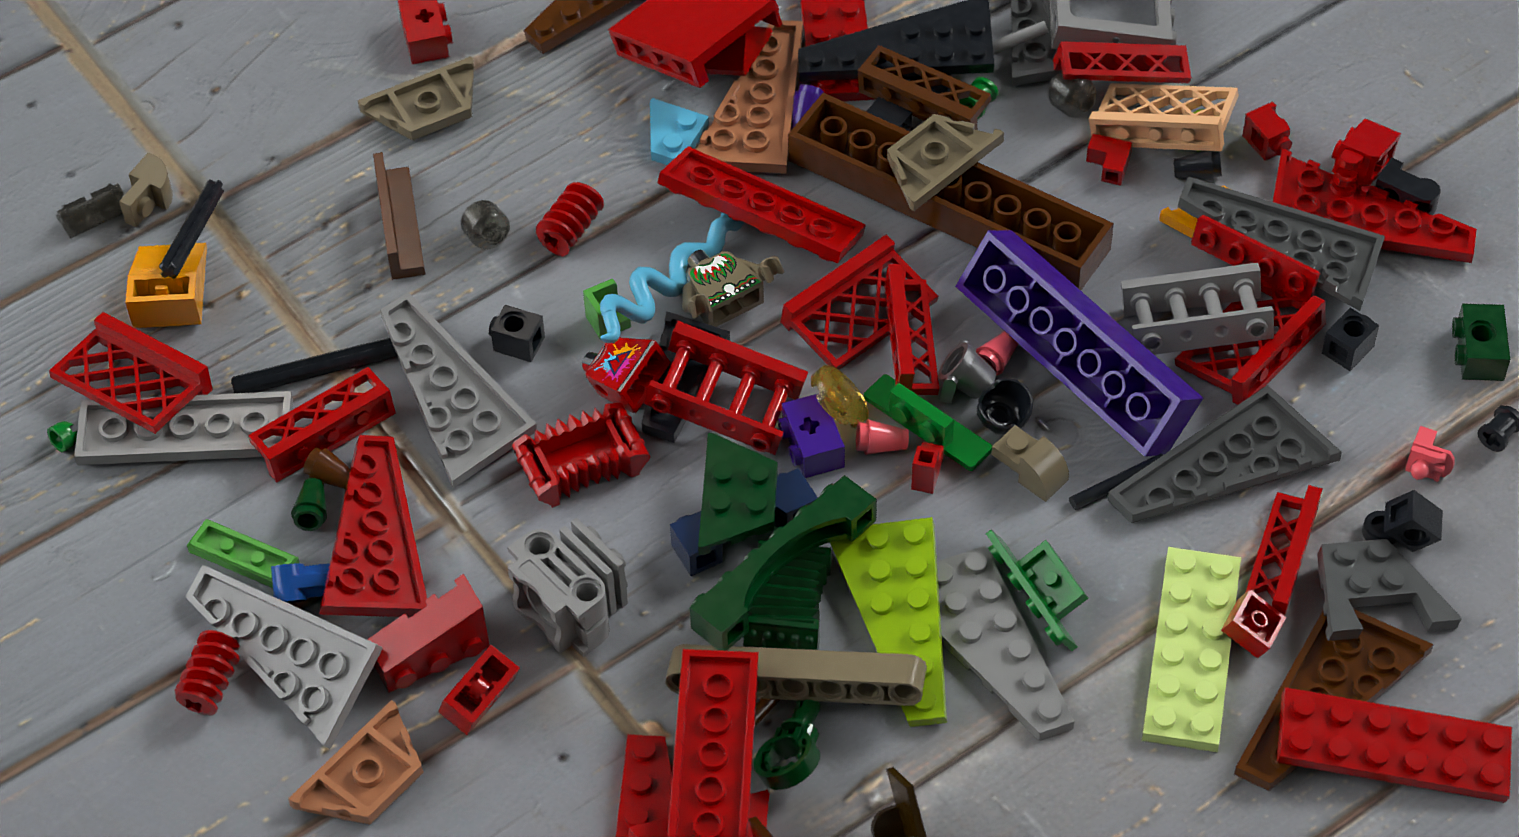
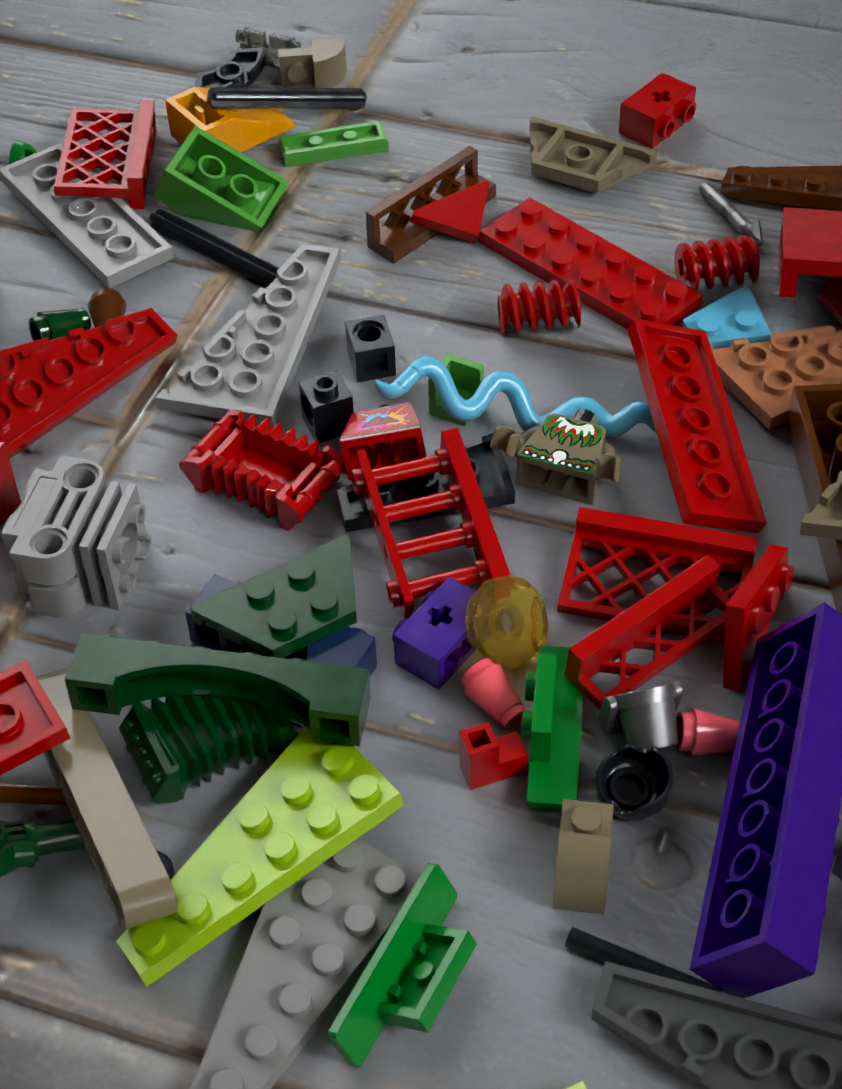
camera: 55 degrees right, 5 degrees down
(100, 251) = (237, 71): none -> black tile
(240, 327) = (219, 184): none -> bright green slope
(252, 234) = (333, 143): none -> bright green tile
(328, 427) = (170, 298): red fence -> none
(423, 204) = (455, 214): none -> red tile
(485, 224) = (478, 257): clear smoke head -> none
(545, 168) = (605, 275): none -> red plate
(556, 387) = (325, 405): none -> black brick
(600, 62) = (730, 213): none -> flat silver piece
(619, 99) = (718, 261): none -> red piece
(932, 267) = (752, 611): none -> red wing

